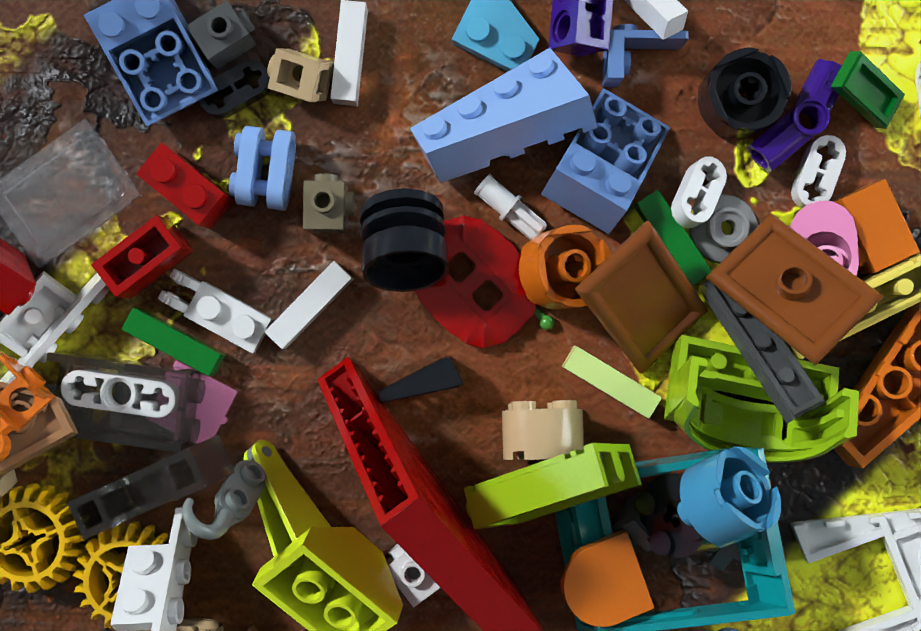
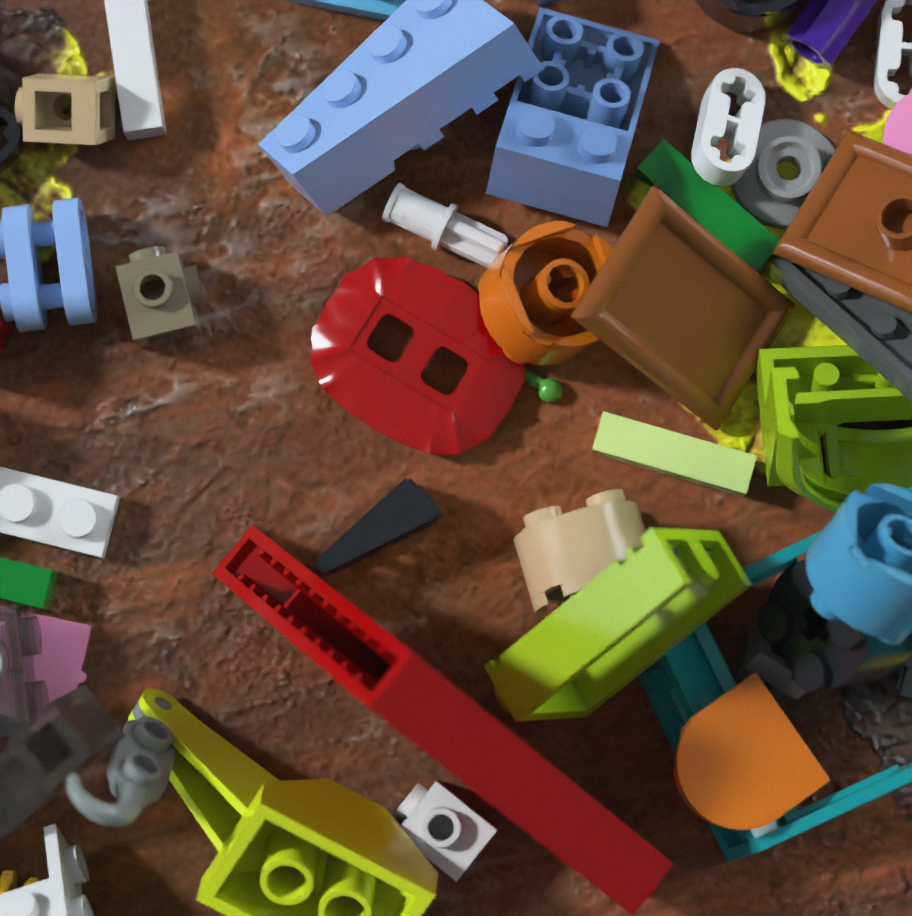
camera: 10 degrees left, 5 degrees down
(309, 305) = (171, 458): white piece -> none
(403, 240) = (293, 316): black wheel -> none

